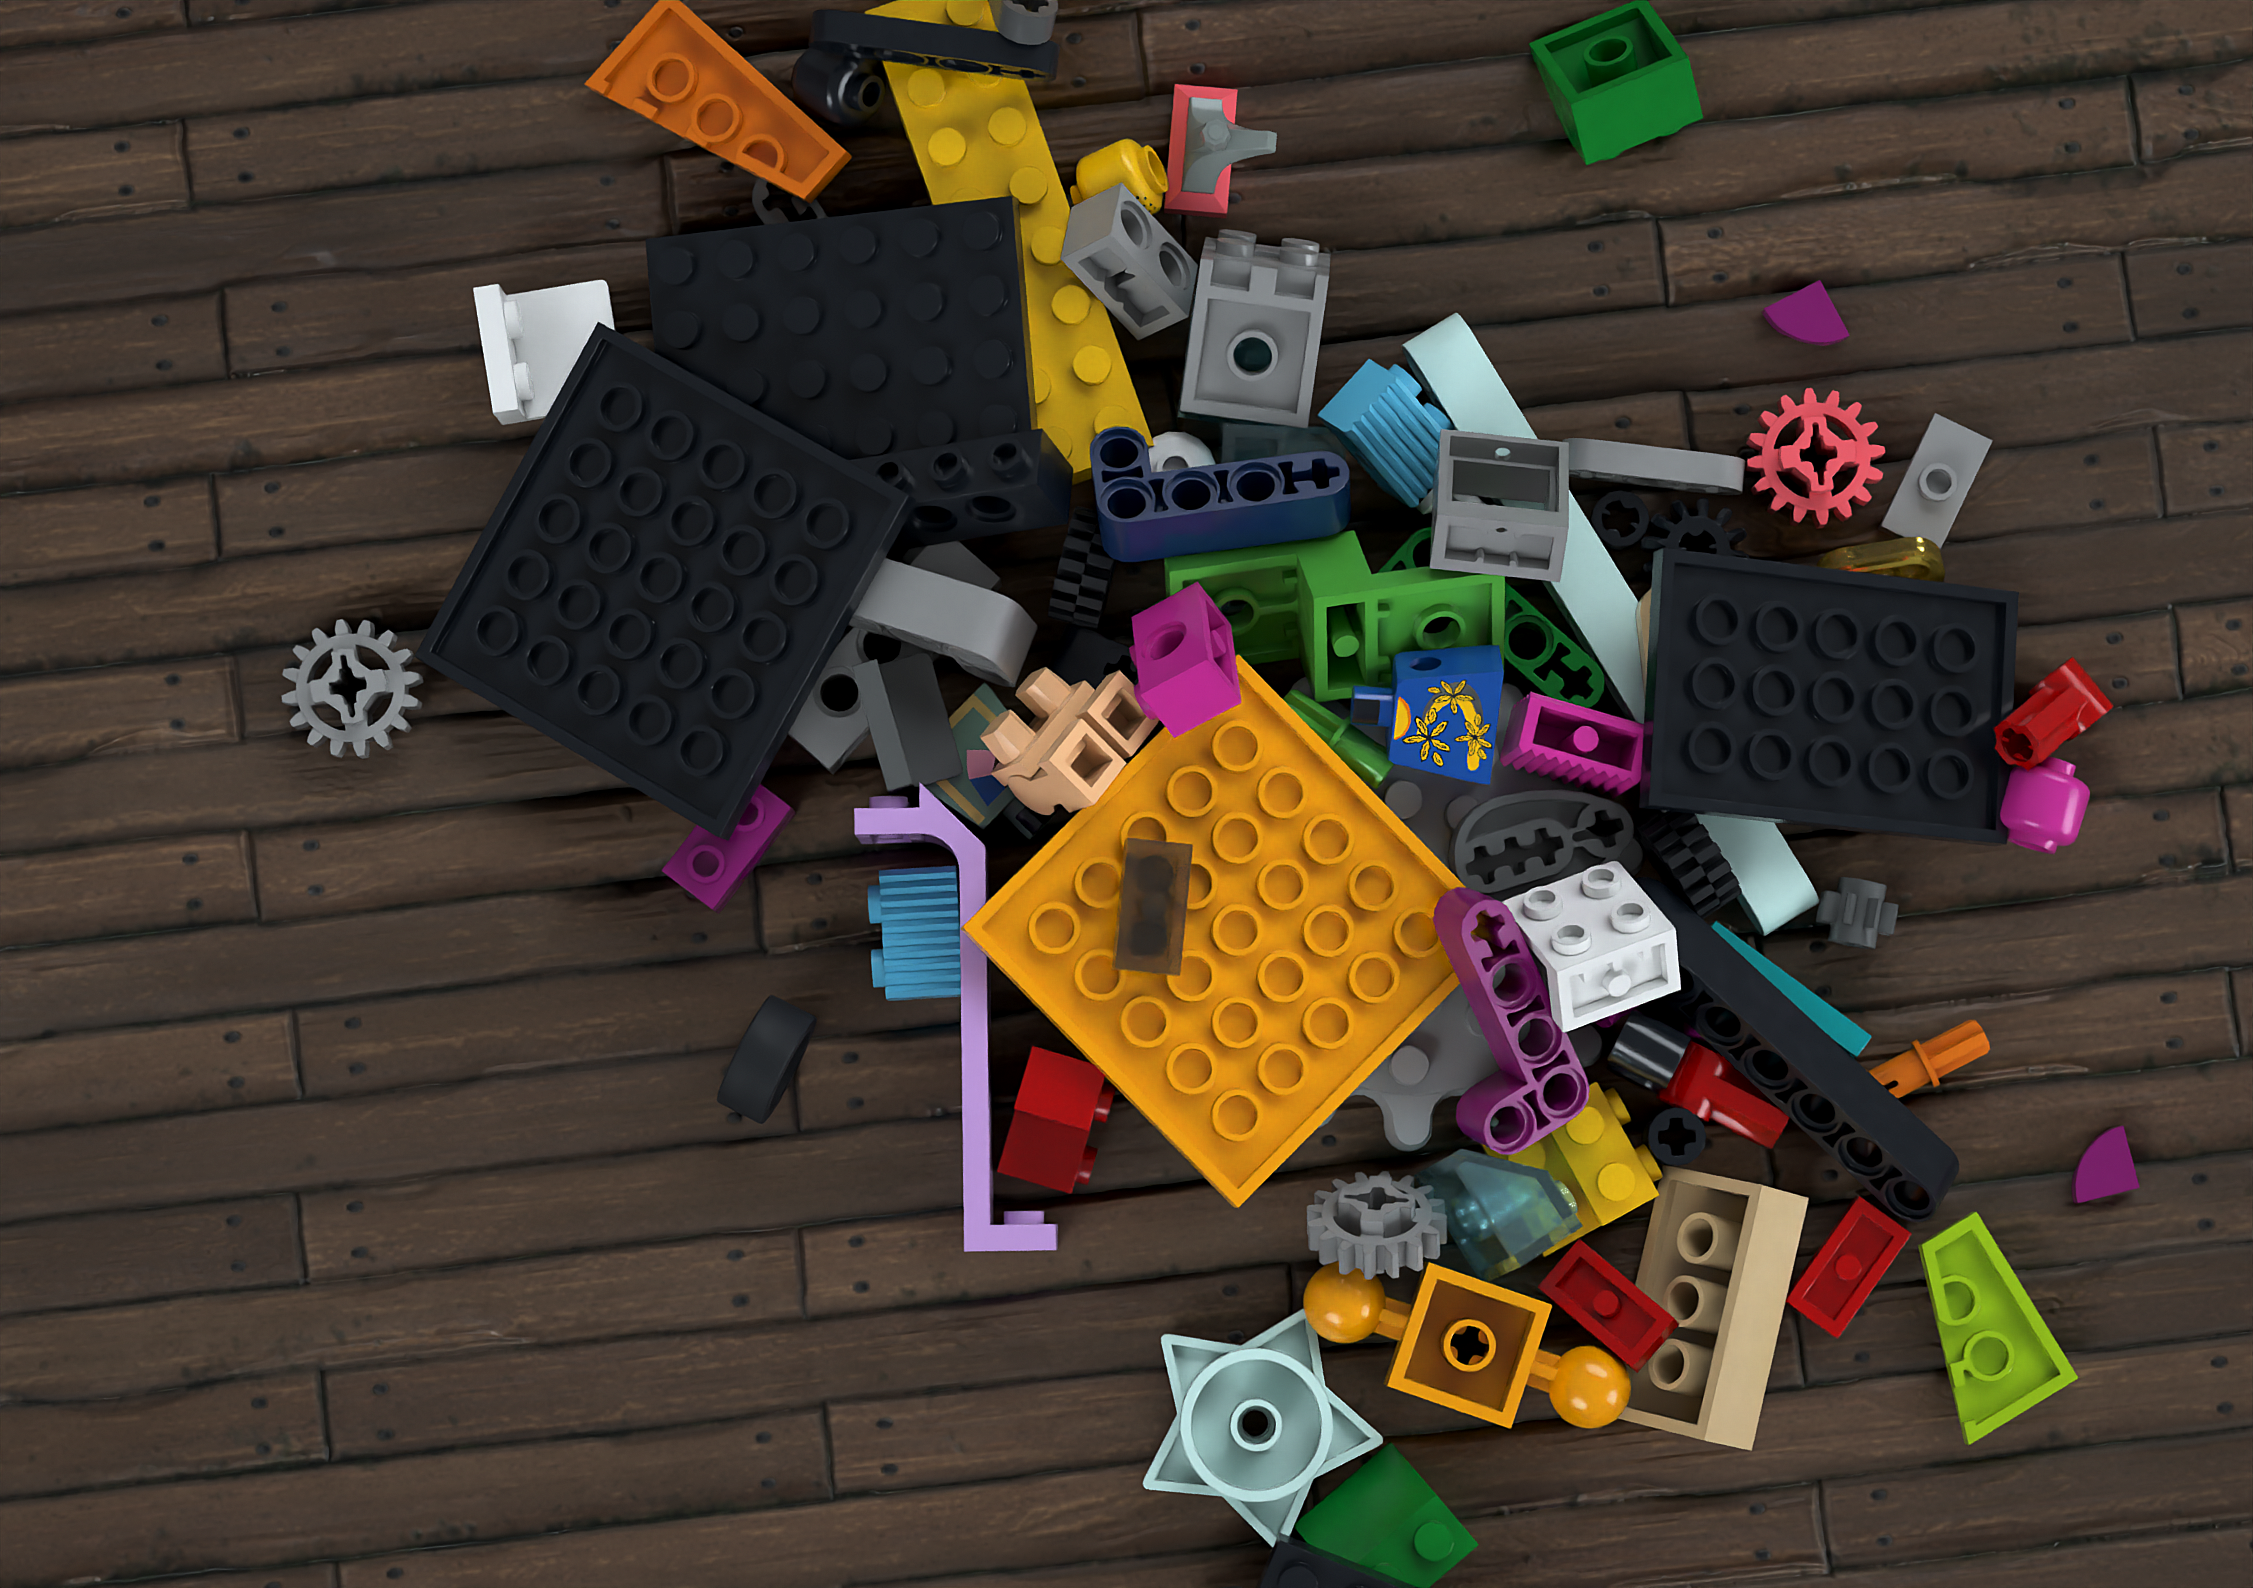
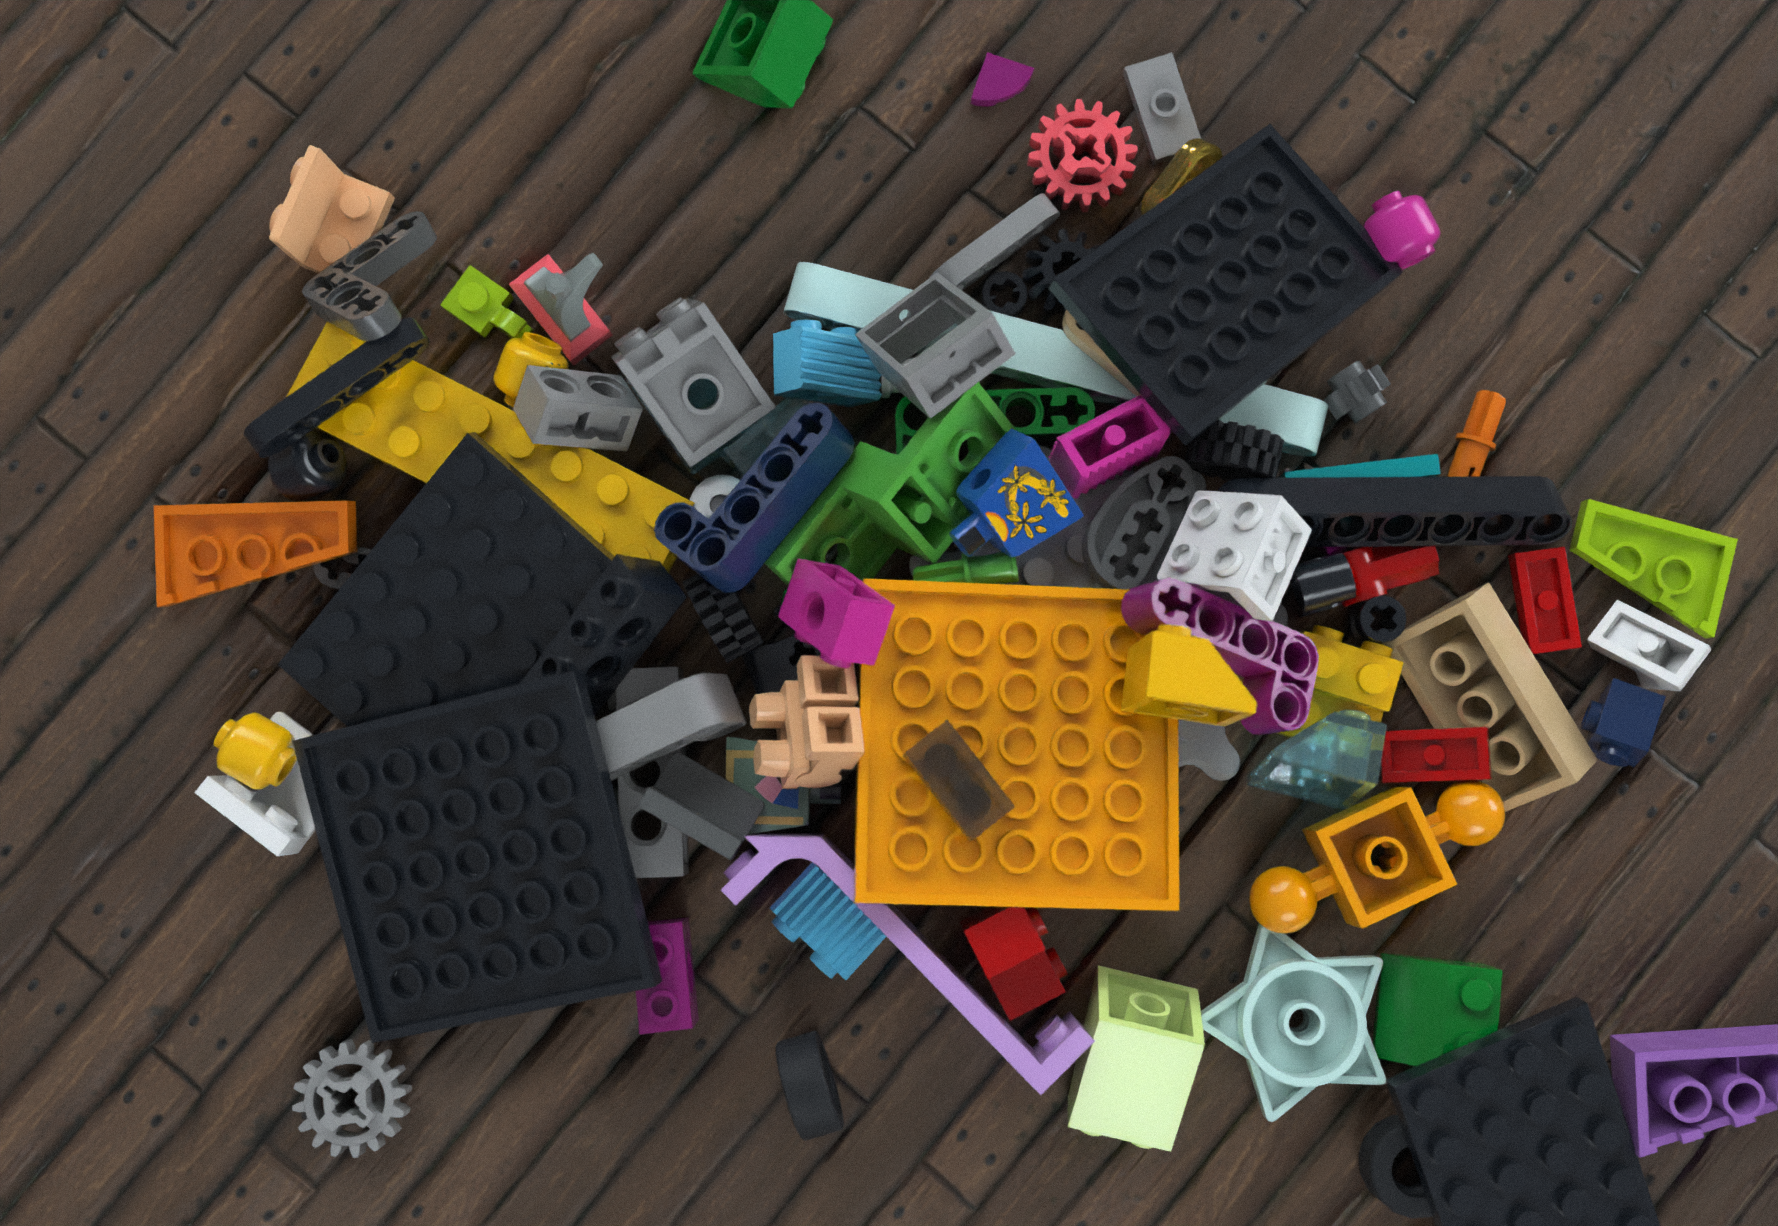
camera: 45 degrees left, 0 degrees up
(556, 300) = (255, 751): none -> yellow head
(1075, 1315) = (1141, 1062): none -> yellowish green slope
(1132, 81) = (484, 305): none -> lime plate
(1376, 1225) = (1261, 837): light grey gear -> none
(1431, 1007) = (1183, 680): none -> yellow slope
(1805, 1439) = (1622, 723): none -> dark blue brick
(1896, 1391) = (1651, 648): none -> white slope
(2056, 712) = (1358, 169): red piece -> none
(2104, 1167) = (1630, 405): magenta tile -> none

